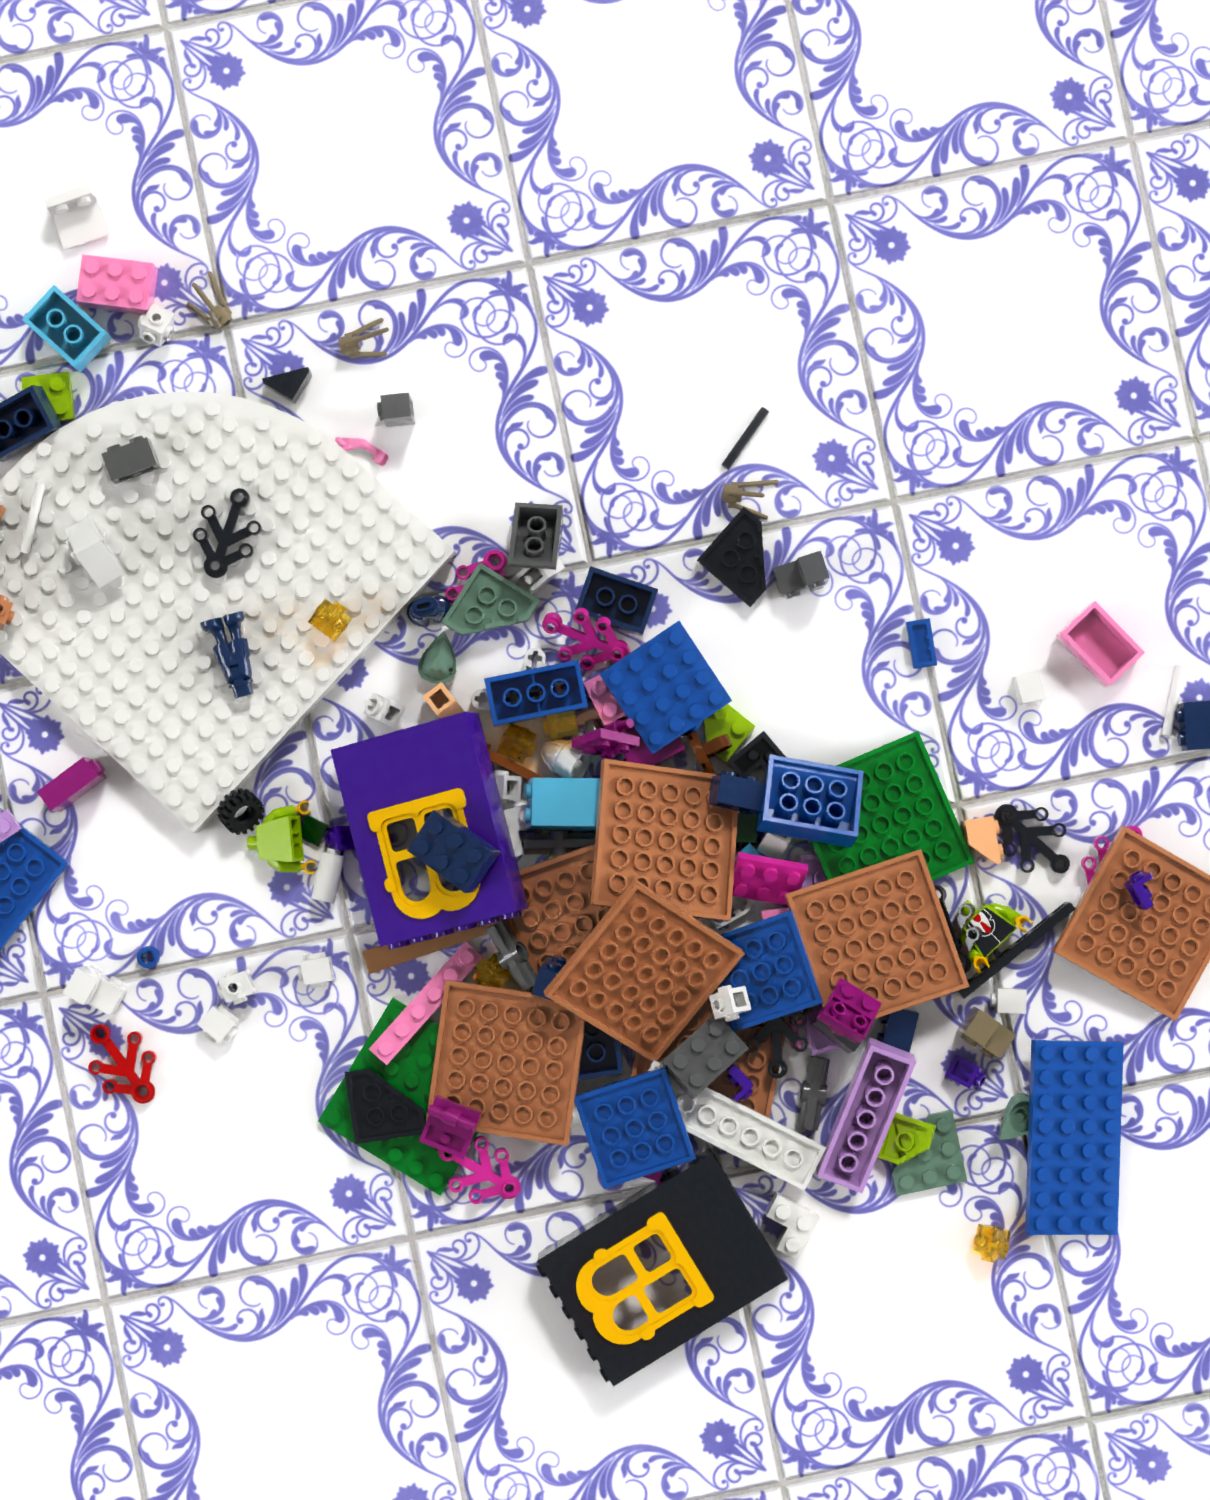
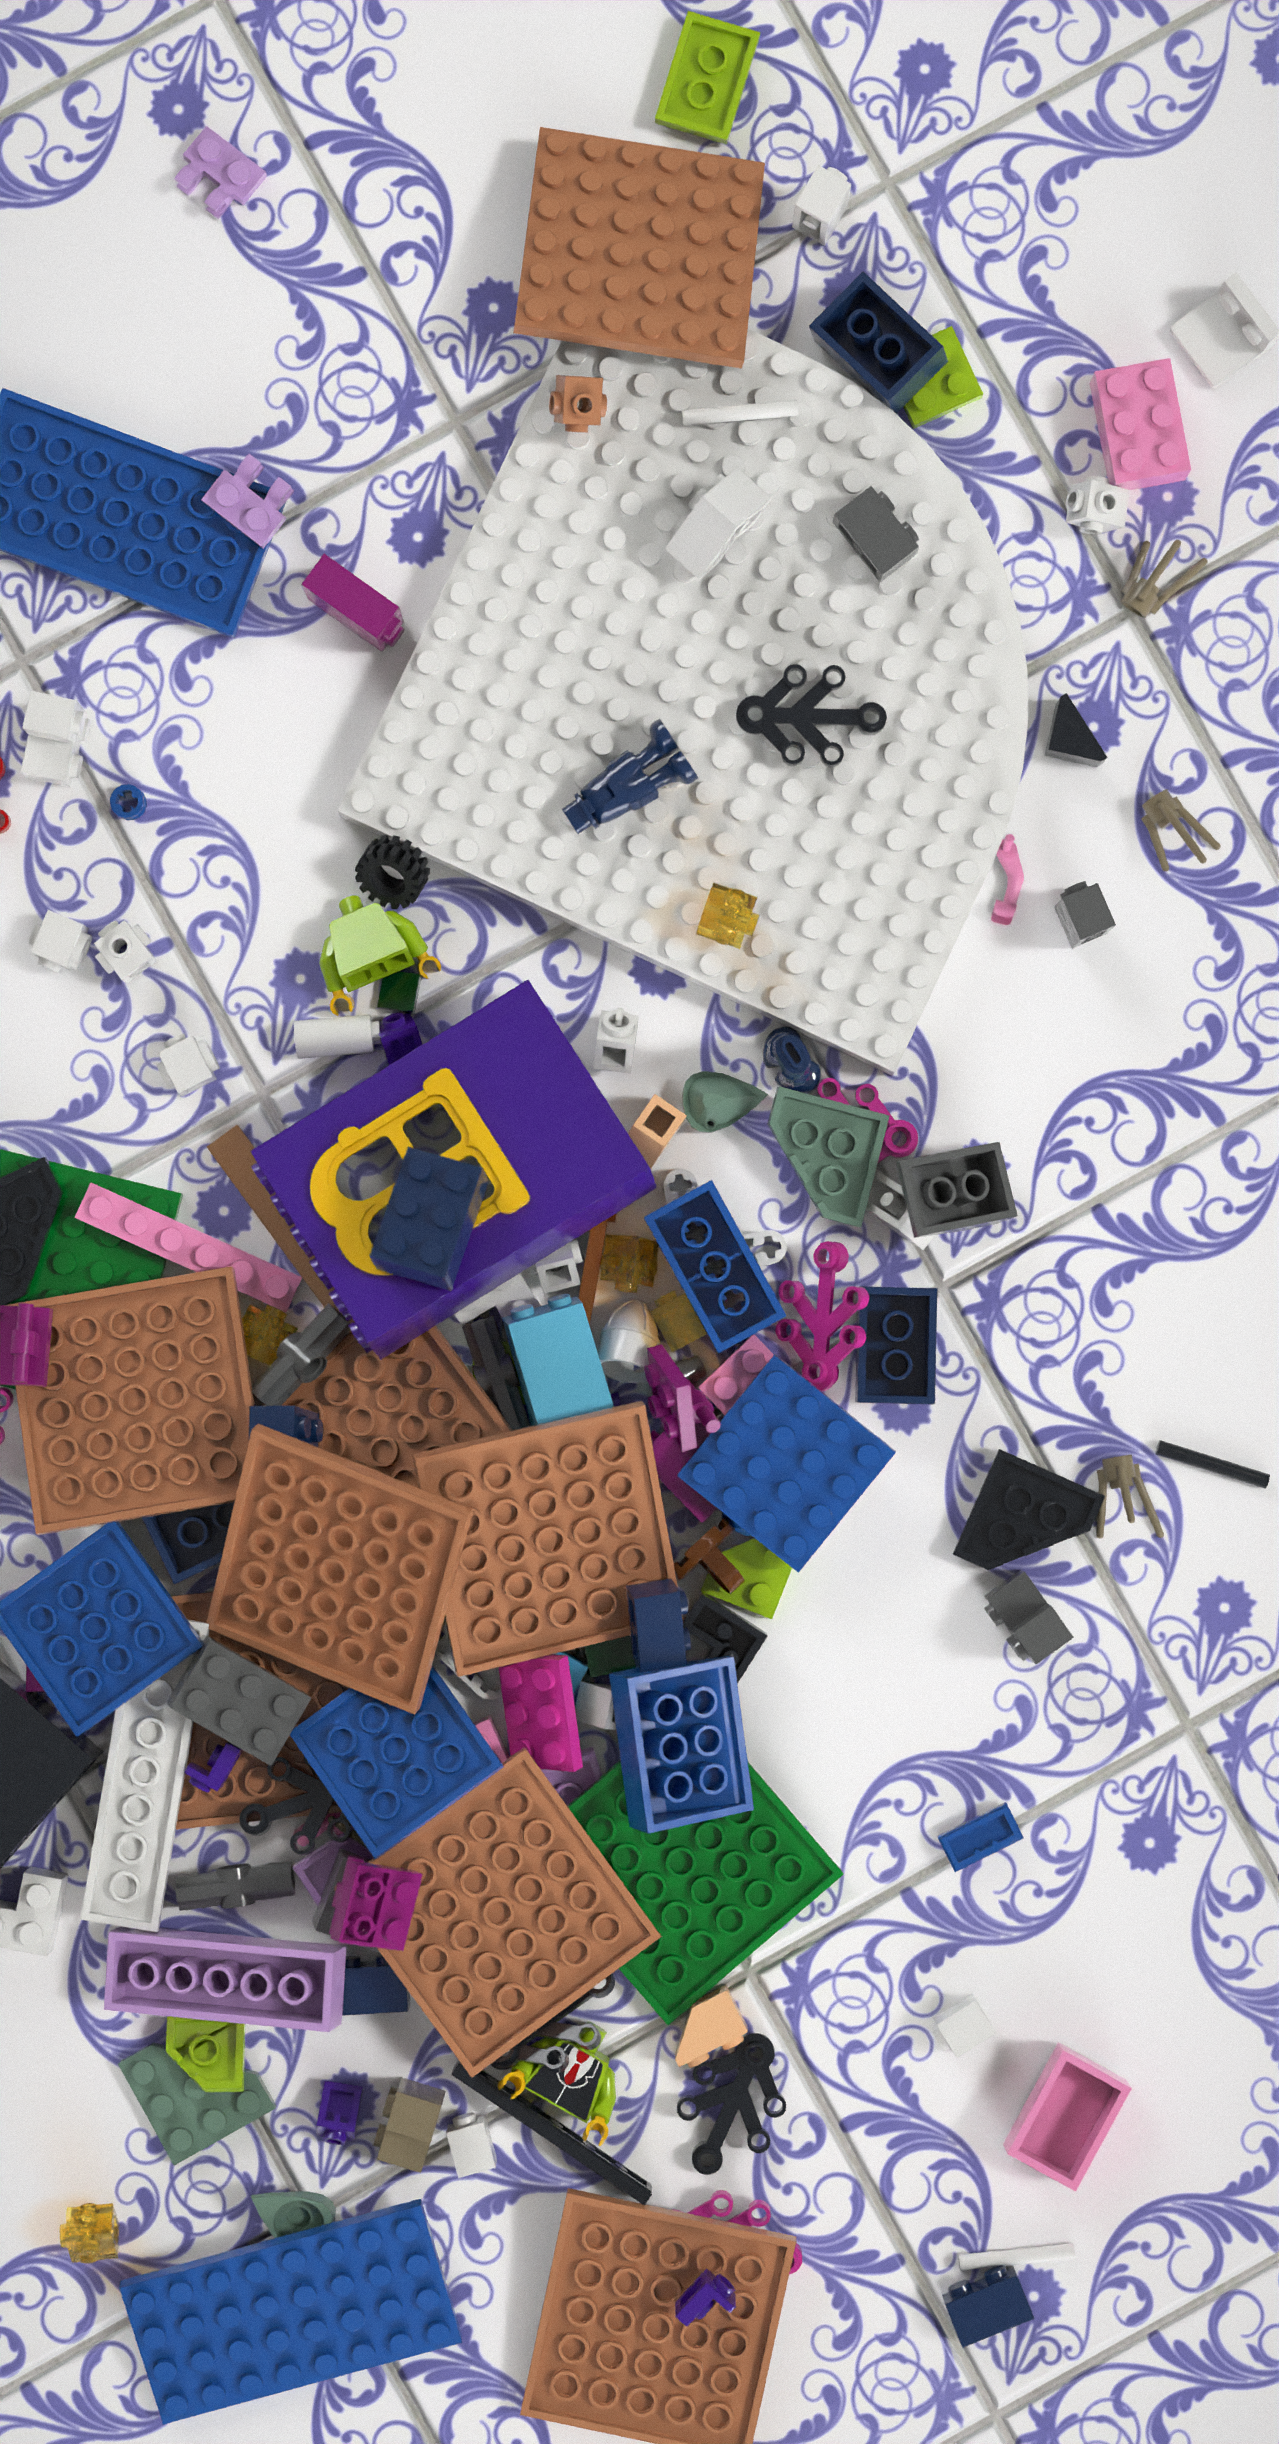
camera: 75 degrees right, 0 degrees up
(67, 328) = (1048, 371): medium azure brick -> none
(729, 1002) = (331, 1715): white brick -> none

